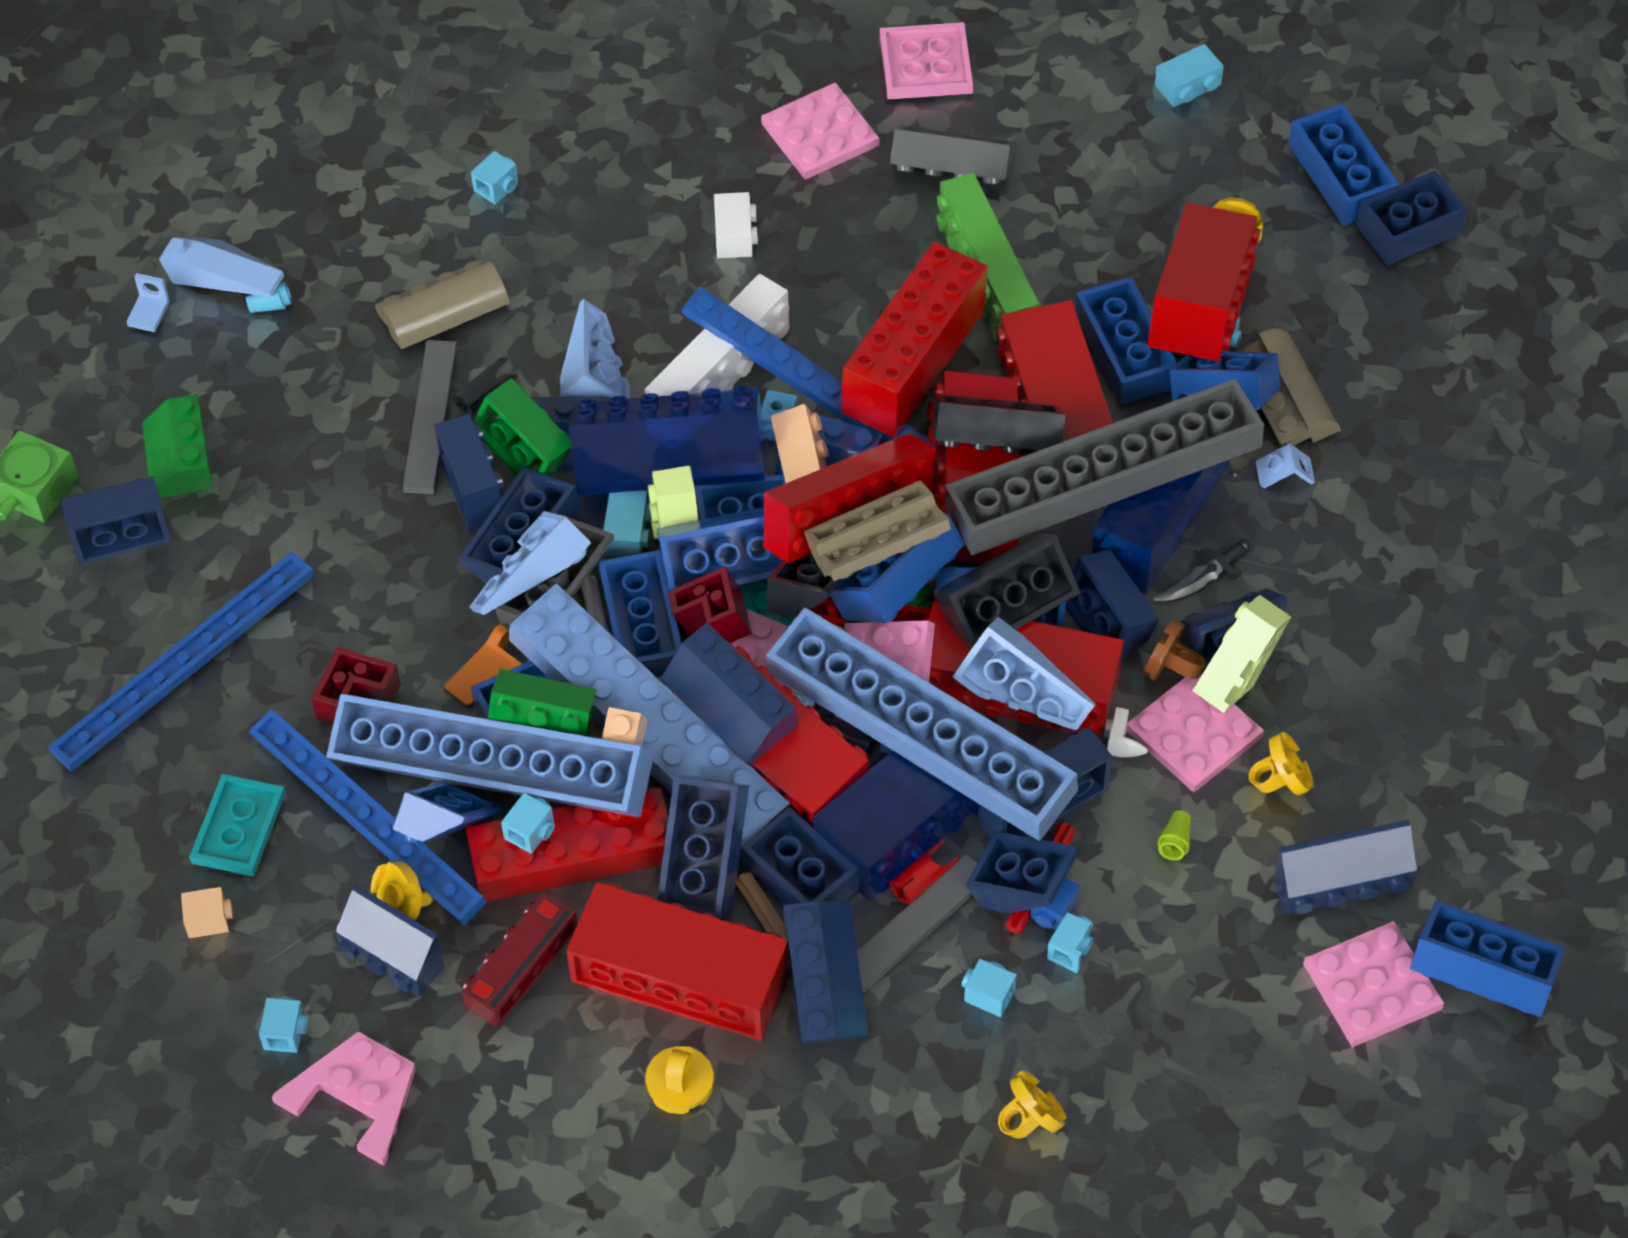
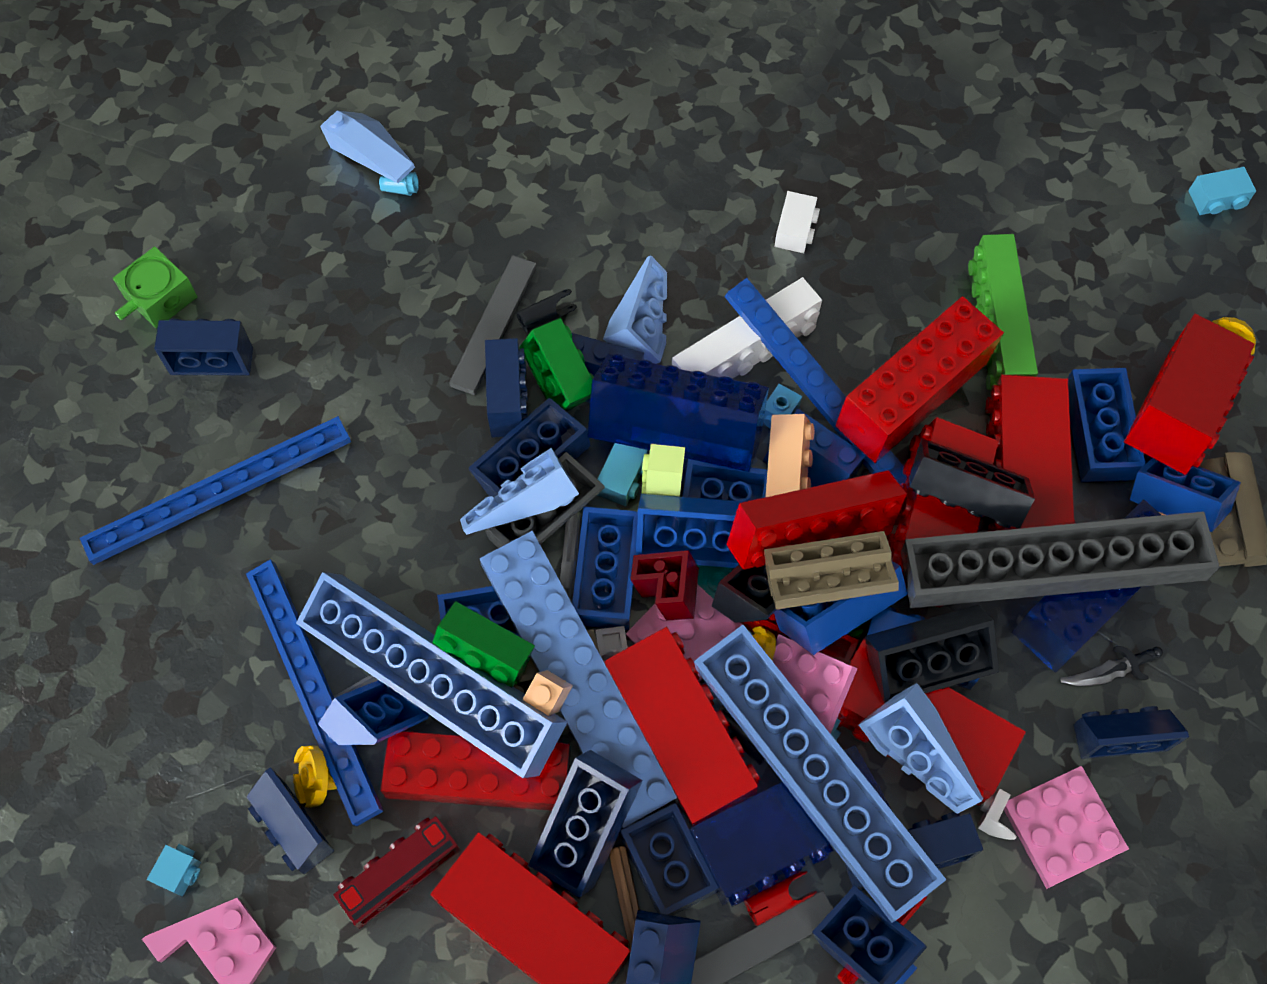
camera: 15 degrees right, 10 degrees up
(149, 305) = (303, 164): light blue bracket -> none
(178, 447) = (282, 295): green slope -> none
(206, 912) = (150, 737): light nougat brick -> none
(237, 825) = (206, 660): teal plate -> none
(354, 676) = (343, 553): dark red brick -> none
(443, 303) = (536, 226): dark tan brick -> none
(482, 666) = (461, 572): orange flag -> none
(494, 177) = (614, 126): medium azure brick -> none
(528, 823) = (440, 750): medium azure brick -> none
(729, 694) = (651, 685): dark blue slope -> none
(820, 131) = (893, 157): bright pink plate -> none
(926, 60) = (1000, 118): bright pink plate -> none
(951, 153) = (998, 207): dark grey slope -> none
(1110, 602) = (1024, 686): dark blue slope -> none
(1174, 655) = (1066, 751): dark orange tile -> none
(1175, 836) = (1019, 934): lime cone -> none
(1242, 653) = (1132, 775): yellowish green wedge -> none
(1282, 464) = (1215, 587): light blue bracket -> none
(1285, 767) = (1141, 898): yellow tile -> none

